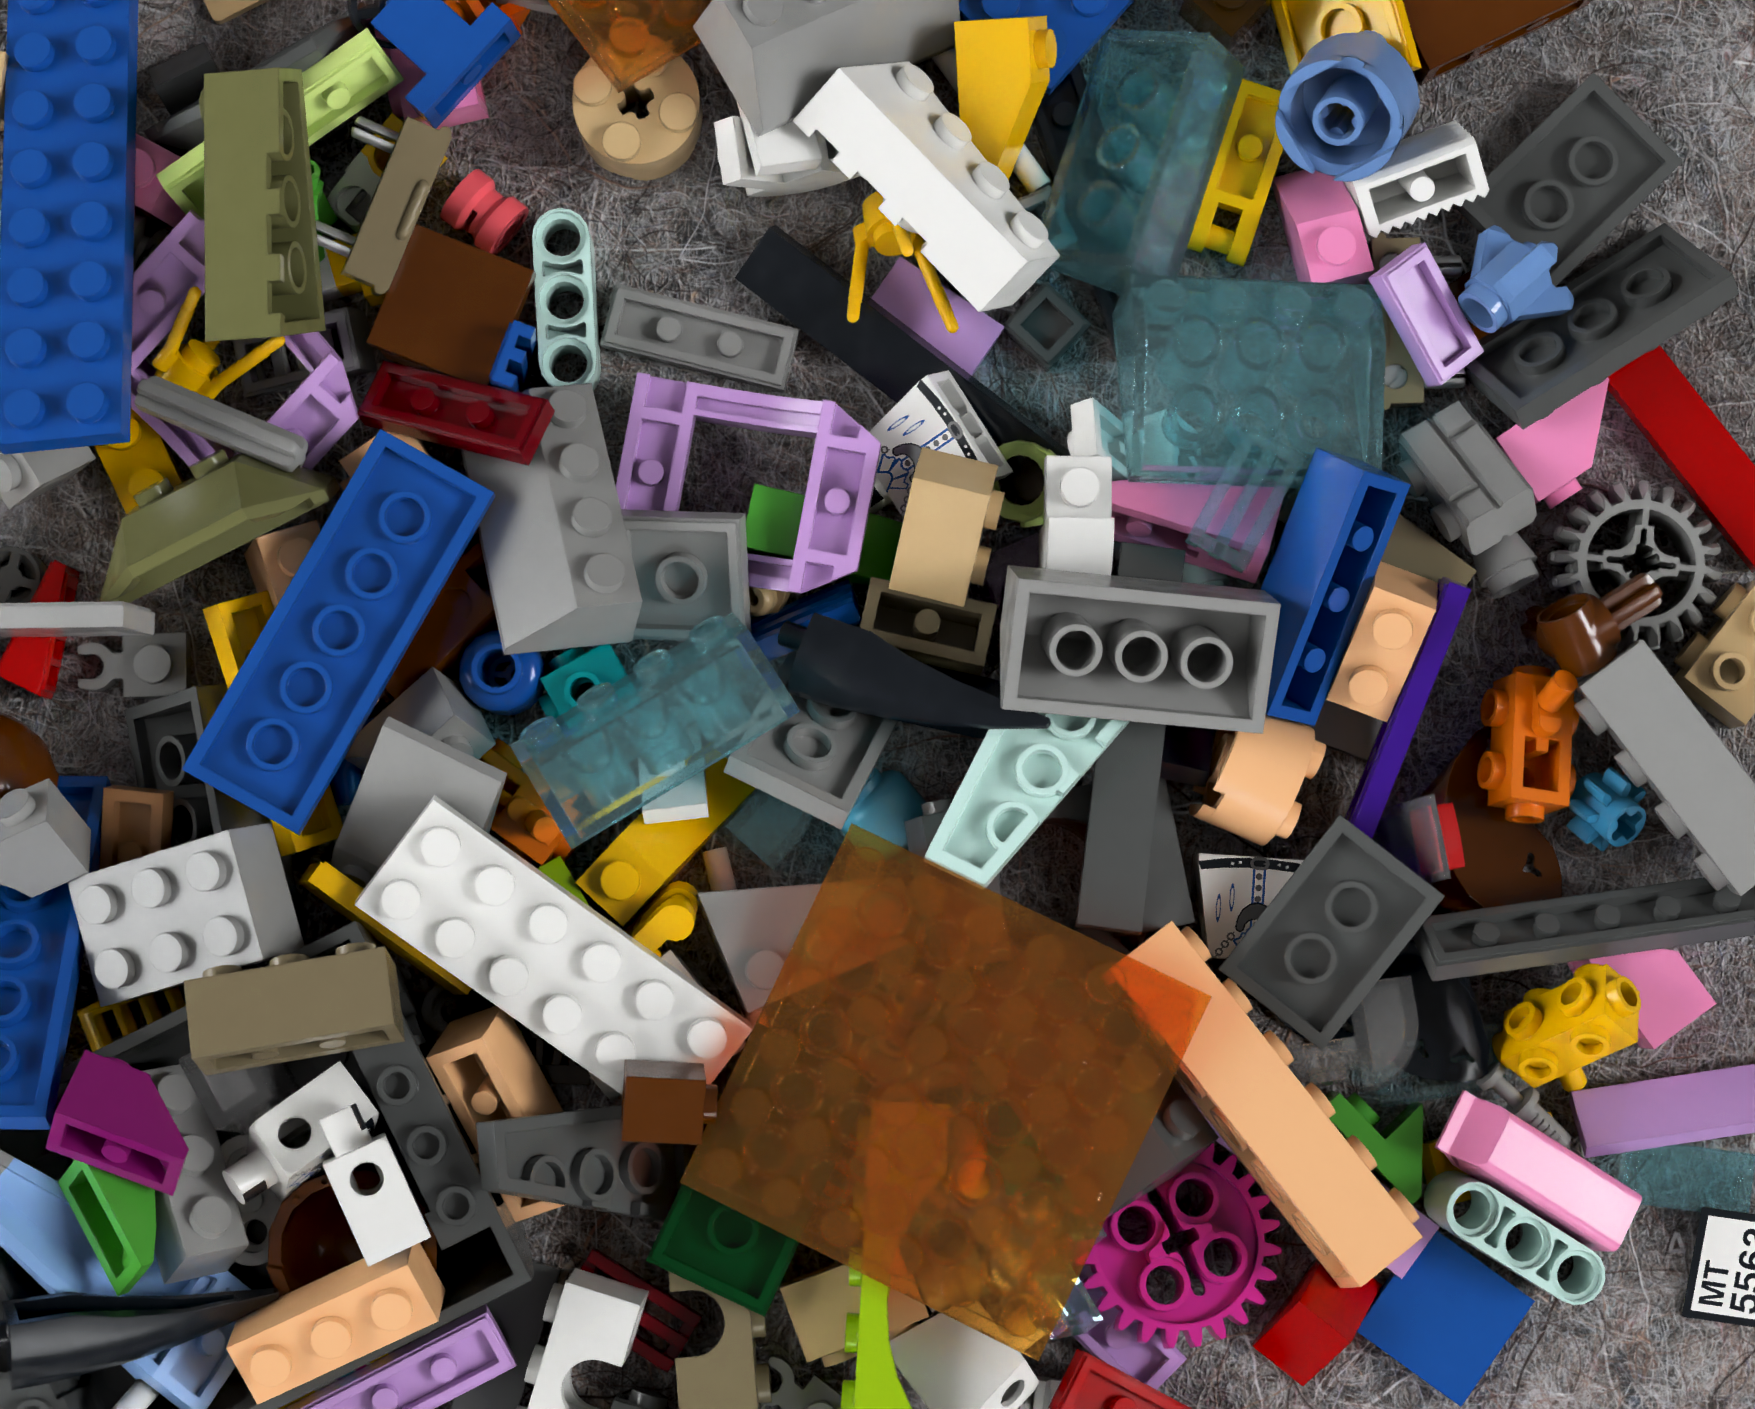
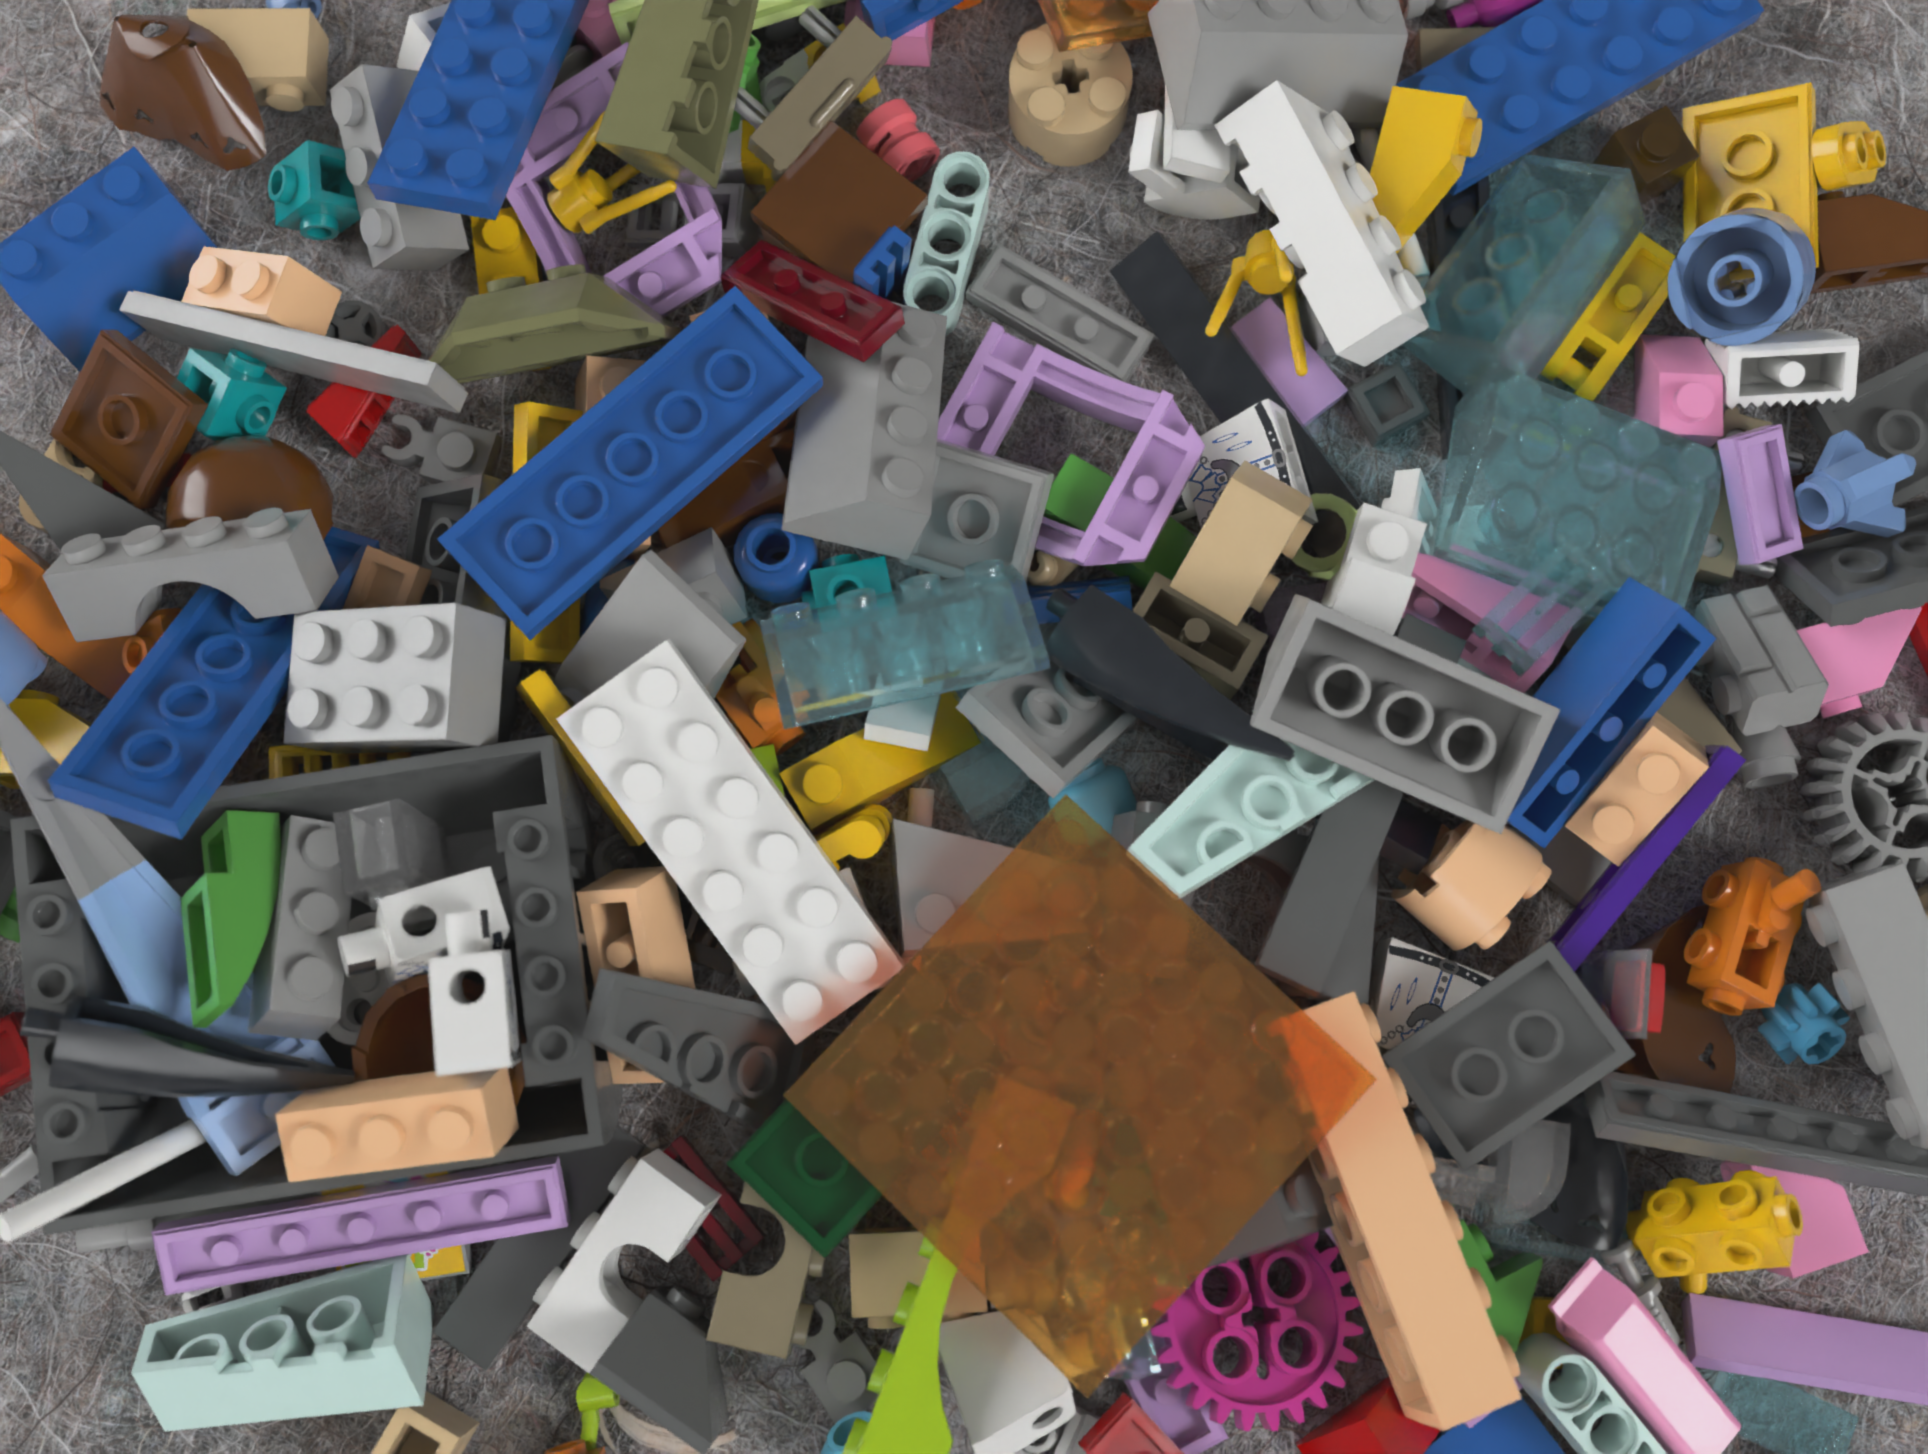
camera: 20 degrees right, 5 degrees down
(118, 1124) = (247, 854): magenta slope -> none
(221, 423) = (592, 245): light grey axle -> none
(293, 1009) = (458, 797): dark tan brick -> none
(666, 1102) = (796, 1011): reddish brown brick -> none
(1585, 629) = (1840, 836): reddish brown axle -> none

